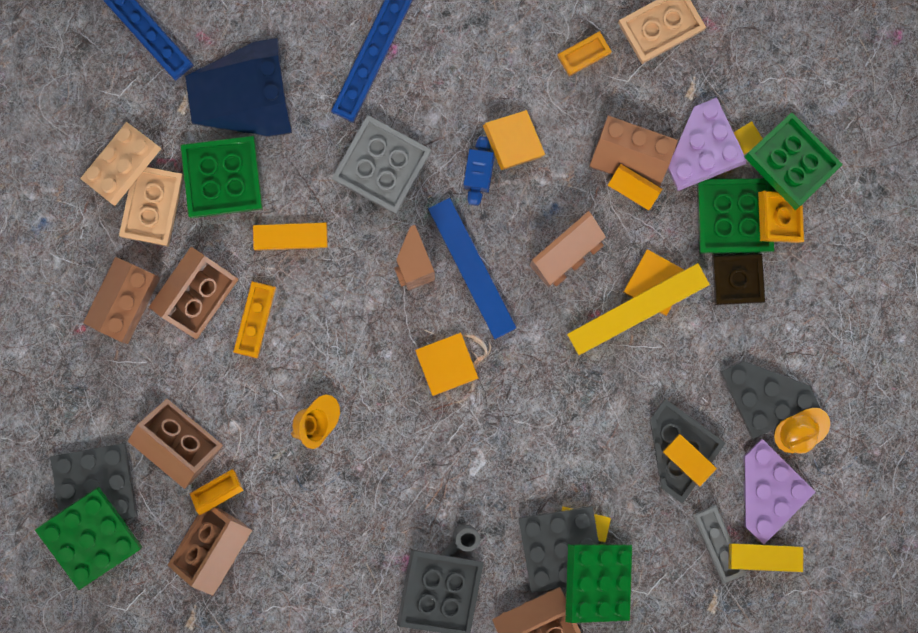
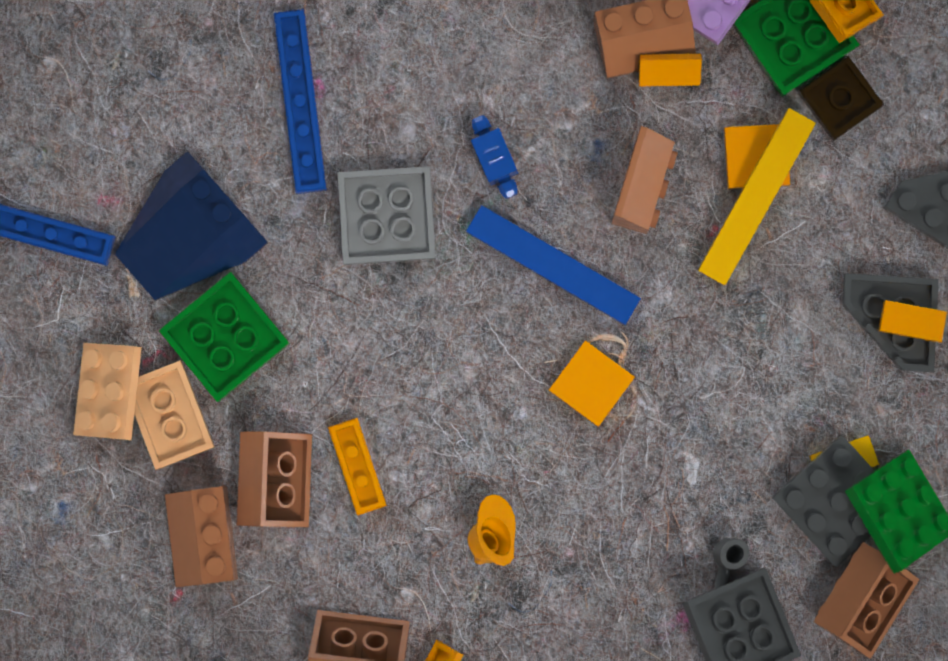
camera: 25 degrees left, 0 degrees up
(290, 236) = (338, 354): light orange tile -> none
(413, 262) = (491, 296): nougat slope -> none
(513, 140) = (510, 100): light orange tile -> none

